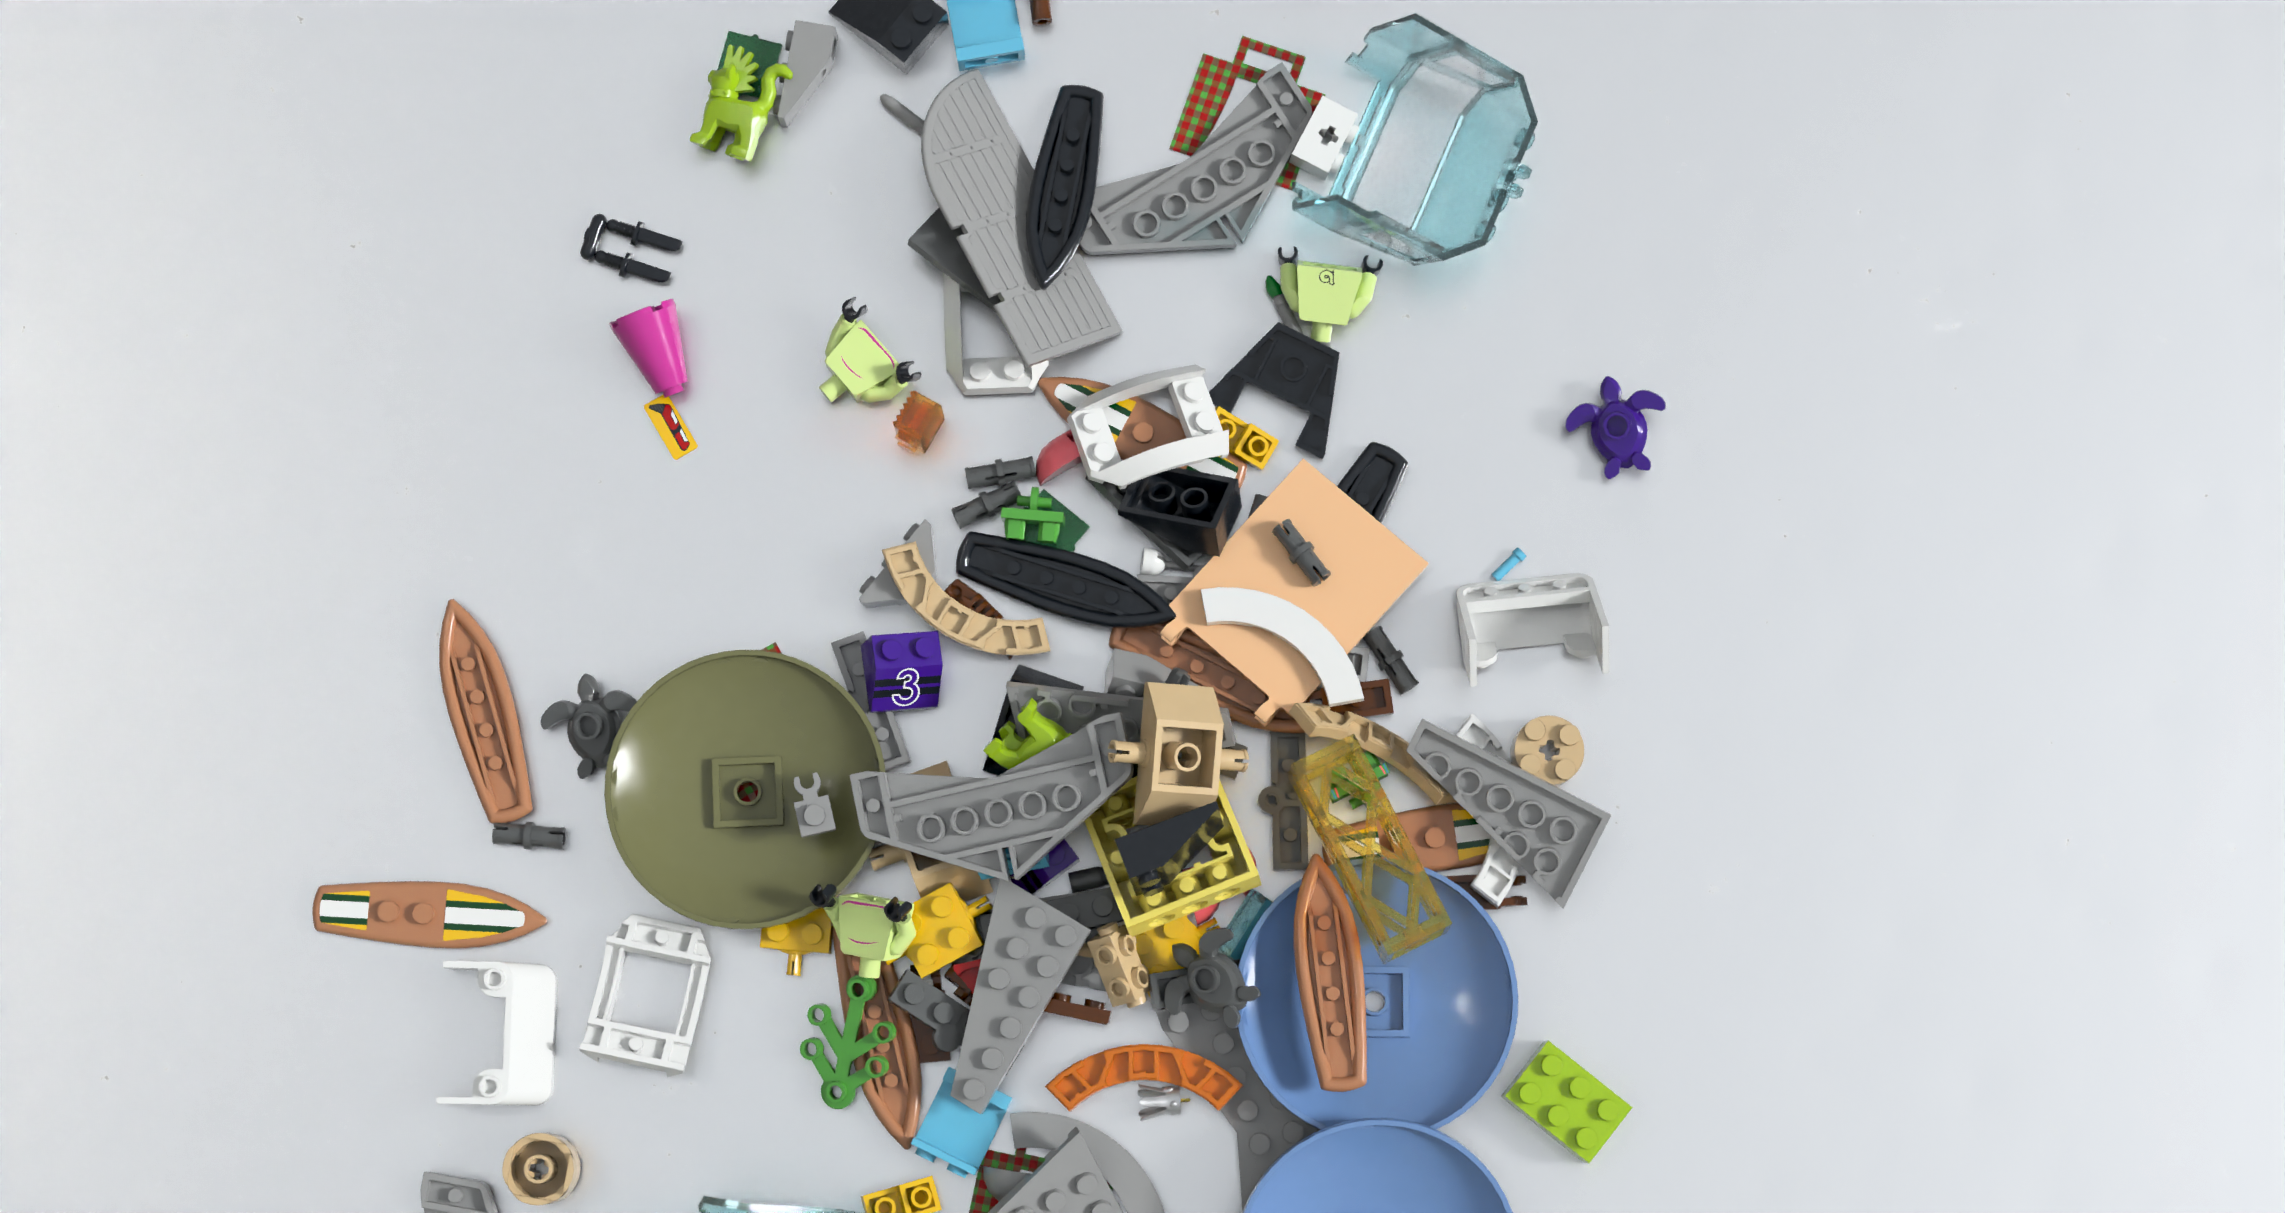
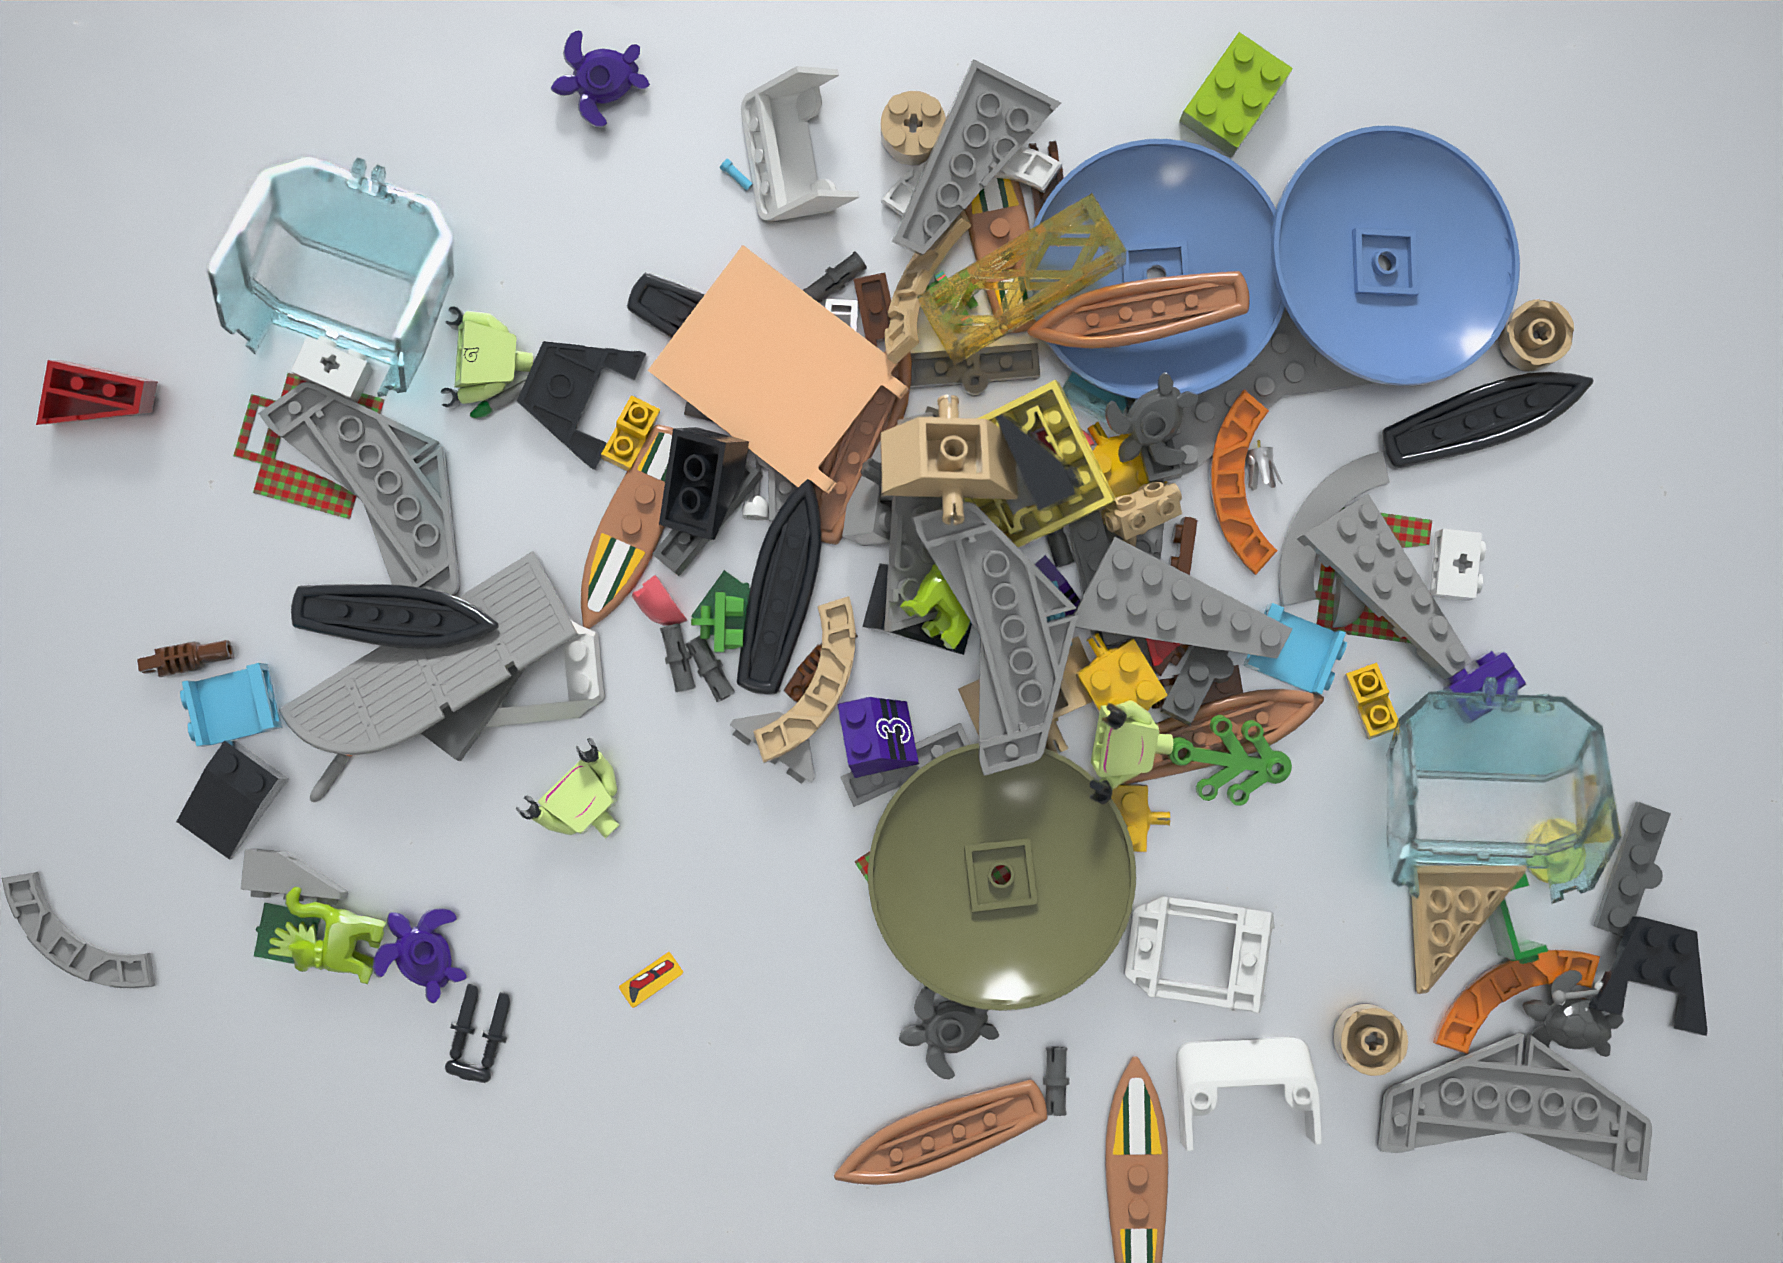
camera: 90 degrees left, 5 degrees up
(654, 345) = (574, 1000): dark pink cone -> none
(717, 194) = (420, 952): none -> dark purple animal
(814, 812) = (1021, 806): light grey plate -> none
(918, 423) = (636, 738): clear orange brick -> none
(1195, 411) = (607, 475): white wedge -> none
(1294, 627) = (814, 363): white tile -> none
(1301, 552) = (740, 363): dark grey pin -> none

